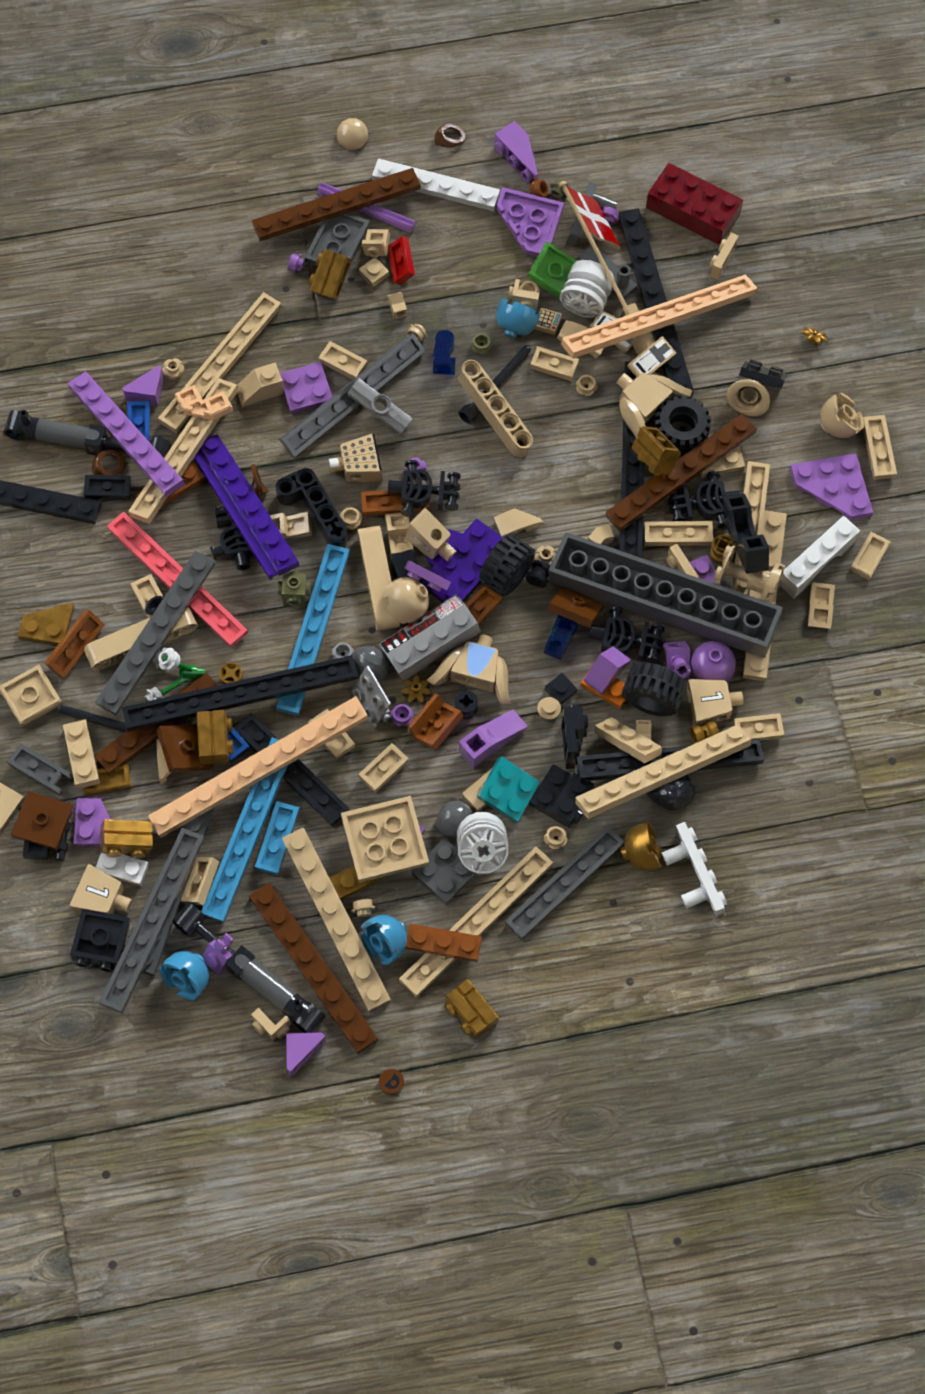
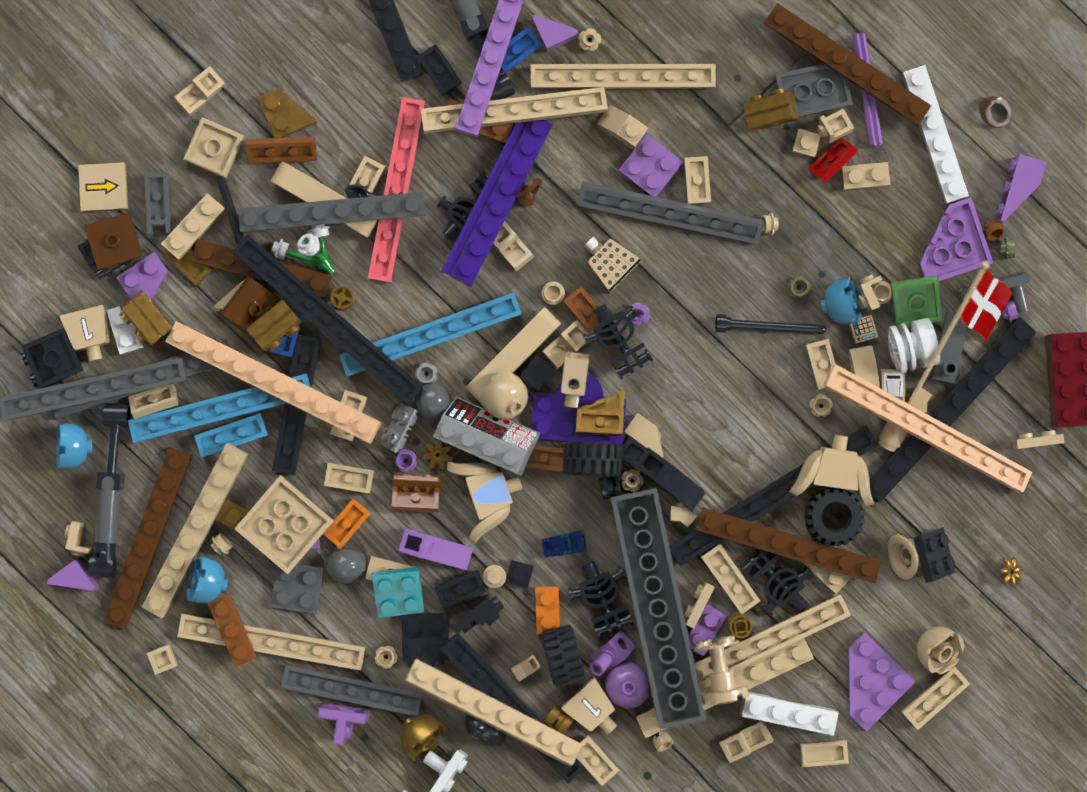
camera: 55 degrees right, 20 degrees up
(97, 469) = (449, 48): reddish brown piece -> none
(210, 408) = (566, 104): light nougat tile -> none
(217, 953) = (102, 459): medium lavender plate -> none
(294, 589) = (459, 301): olive brick -> none
(296, 263) = (765, 70): medium lavender plate -> none
(319, 509) = (539, 261): black beam -> none
(352, 134) = (934, 23): tan hair -> none
(368, 397) = (671, 259): light grey piece -> none
(391, 1082) = (99, 663): reddish brown tile -> none
(397, 305) = (787, 187): tan piece -> none
(420, 790) = (347, 523): none -> orange plate
(426, 1023) = (162, 659): none -> tan plate
(431, 248) = (865, 176): none -> tan plate
(435, 581) = (536, 408): medium lavender plate -> none
(443, 348) = (771, 257): clear blue leg -> none
(468, 710) = (452, 508): black wheel -> none
(470, 1009) = (196, 687): pearl gold brick -> none
(478, 539) = (602, 417): none -> pearl gold wing
(482, 830) = (332, 606): white wheel -> none
(496, 419) = (739, 357): tan beam -> none
(540, 741) = (460, 589): none -> black plate
(553, 525) = (662, 473): none -> black slope
(575, 607) = (598, 540): reddish brown plate -> none
(586, 899) = (345, 717): none -> medium lavender bracket
(606, 669) = (558, 604): medium lavender slope -> none
(628, 740) = (504, 663): tan plate -> none
(652, 358) = (881, 449): slope -> none
(655, 450) = (786, 514): pearl gold brick -> none
(749, 546) = (754, 643): black arch -> none
(778, 667) = (662, 742): none -> tan hinge

